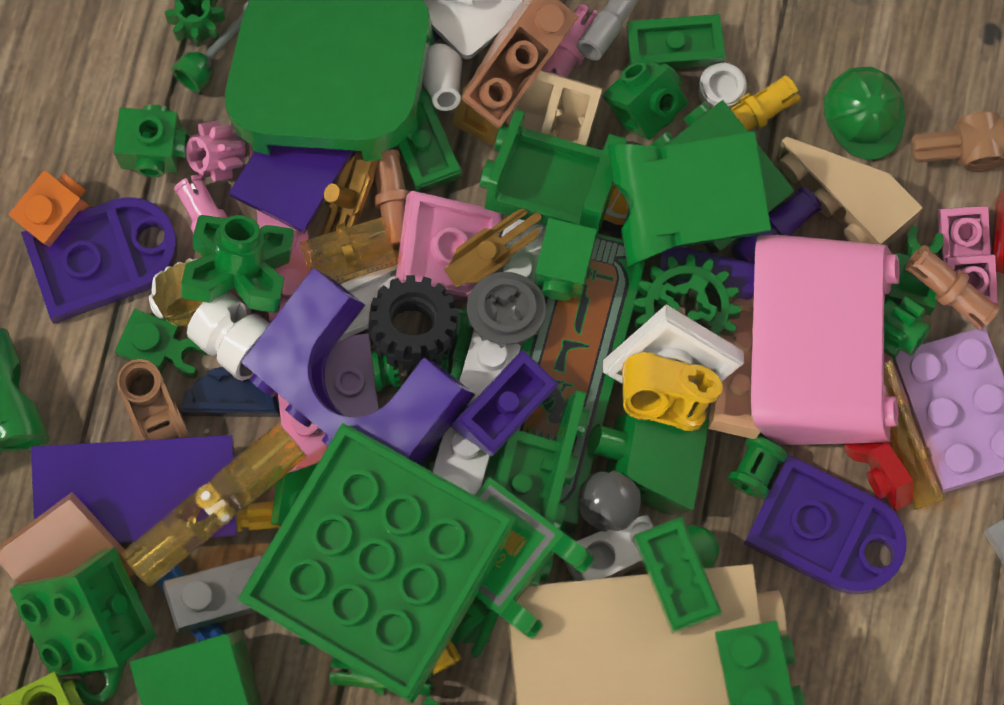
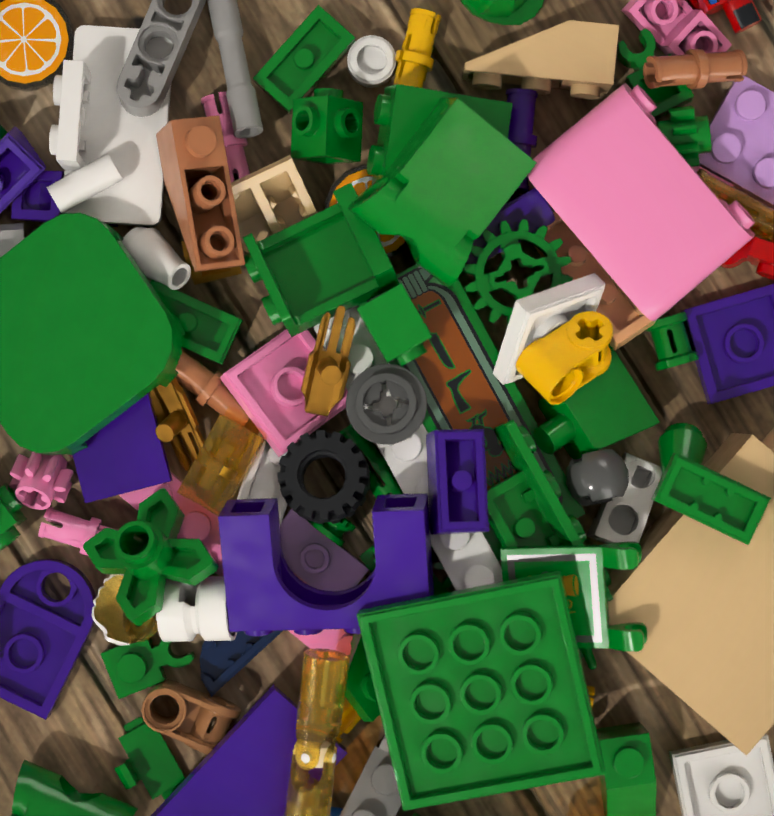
camera: 40 degrees left, 15 degrees up
(93, 415) = (148, 761): none -> green piece

